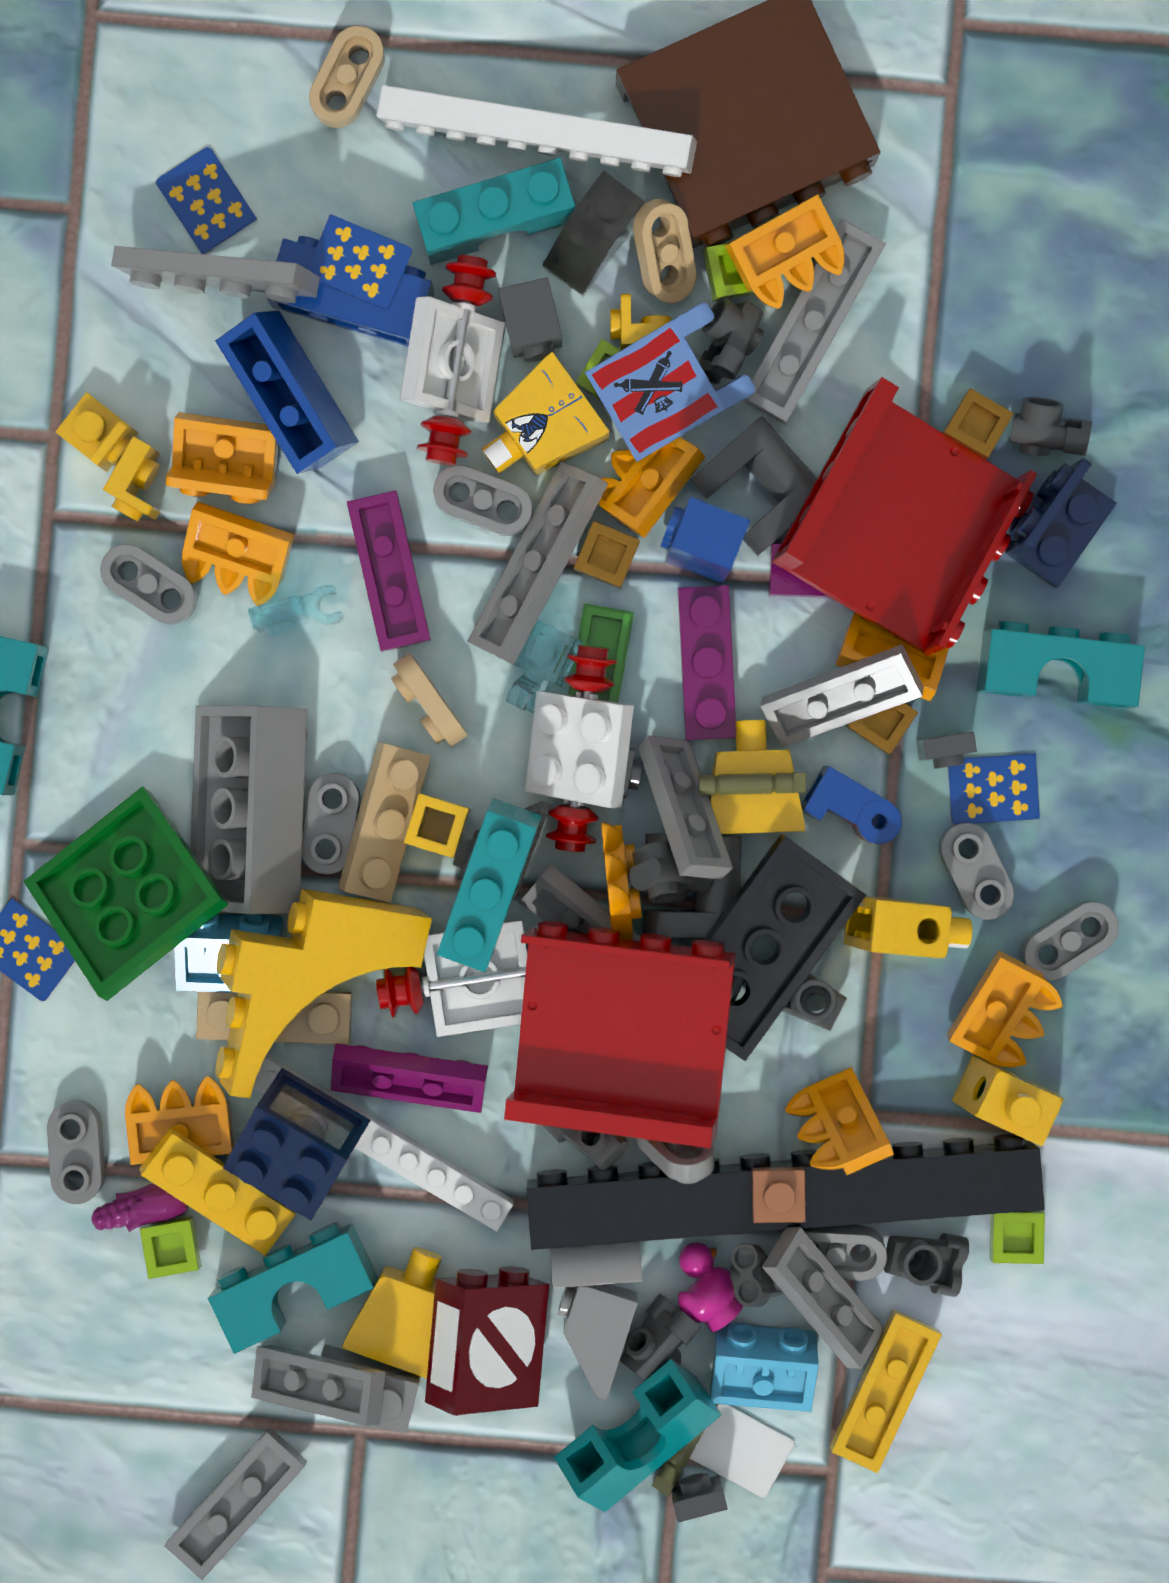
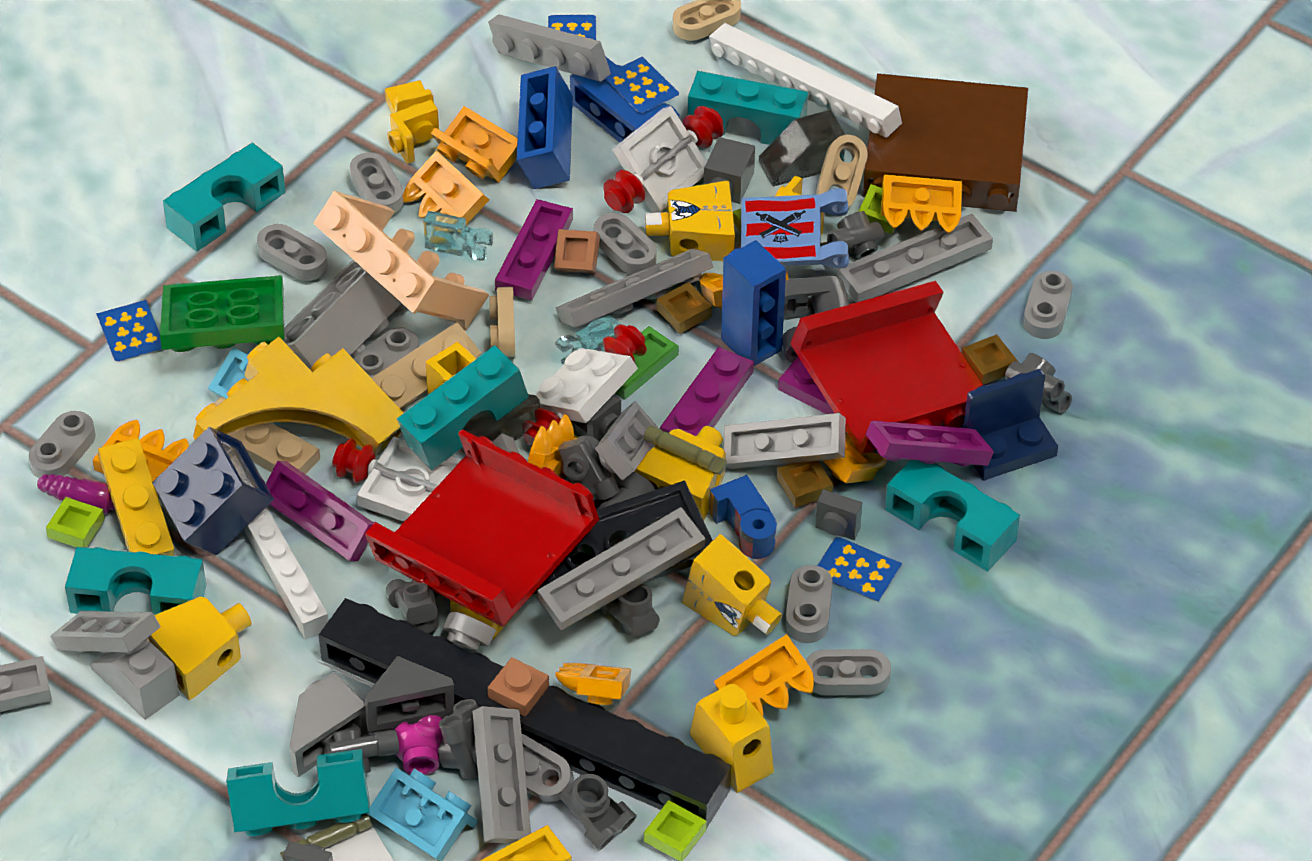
camera: 25 degrees right, 40 degrees down
(128, 744) = (292, 252): none -> light grey plate
(257, 746) = (358, 231): none -> light nougat window
(440, 548) = (577, 251): none -> nougat plate
(486, 1341) = (241, 671): dark red brick -> none
(669, 1268) = (407, 695): none -> dark grey slope
(793, 993) = (620, 568): none -> light grey plate
(990, 293) = (1047, 304): none -> light grey plate
(1006, 618) = (929, 443): none -> magenta plate

